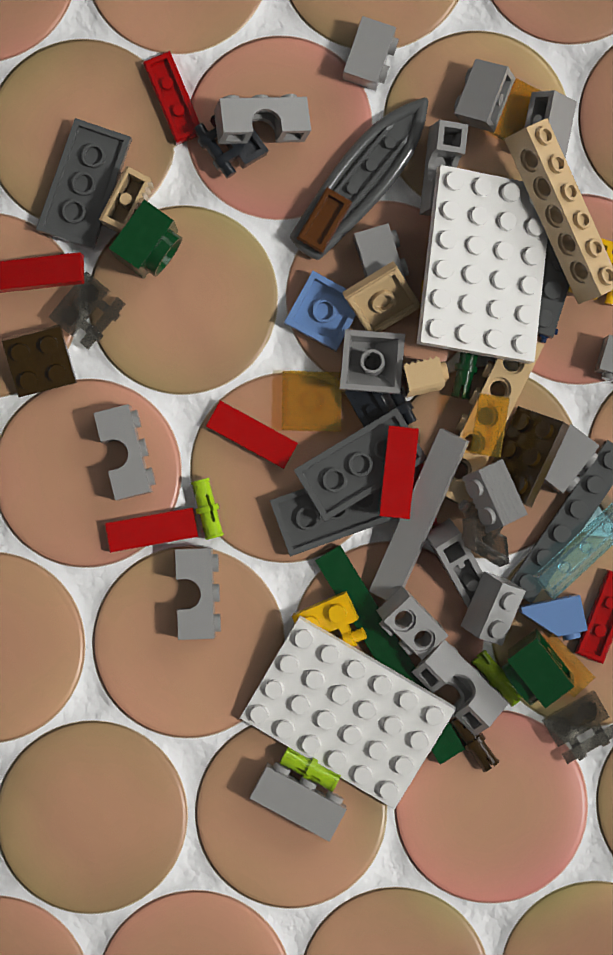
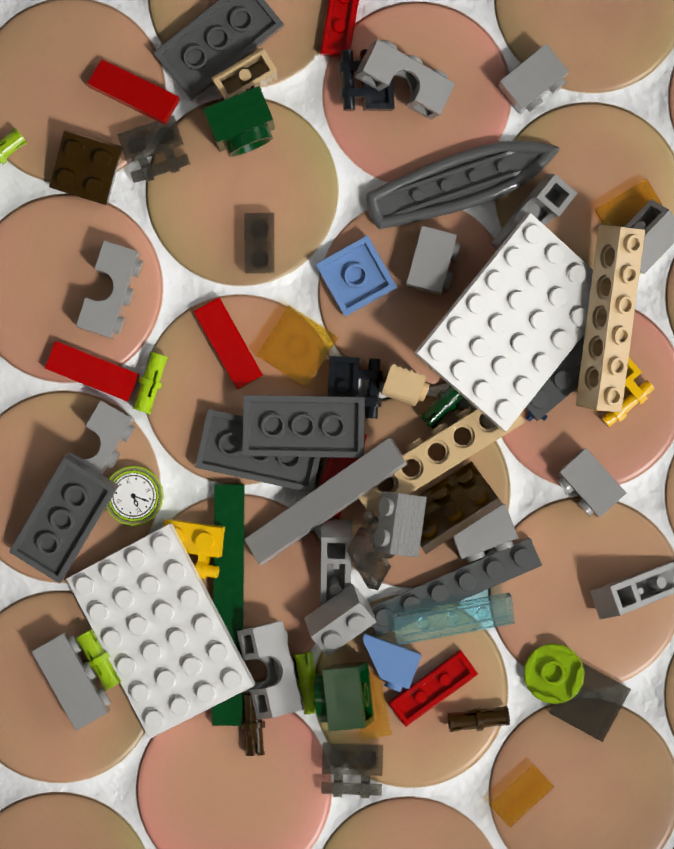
camera: 30 degrees right, 0 degrees up
(206, 668) = (63, 518): none -> dark grey plate
(225, 334) = (259, 243): none -> clear smoke plate
(252, 612) = (137, 497): none -> tile
(324, 220) = (404, 198): reddish brown tile -> none
(372, 361) = (368, 345): light grey slope -> none
(382, 298) = (410, 296): tan tile -> none
(399, 472) = (331, 453): red tile -> none
(414, 621) = (268, 589): light grey brick -> none
(484, 95) = (609, 176): light grey brick -> none
(489, 425) = (434, 462): clear yellow tile -> none

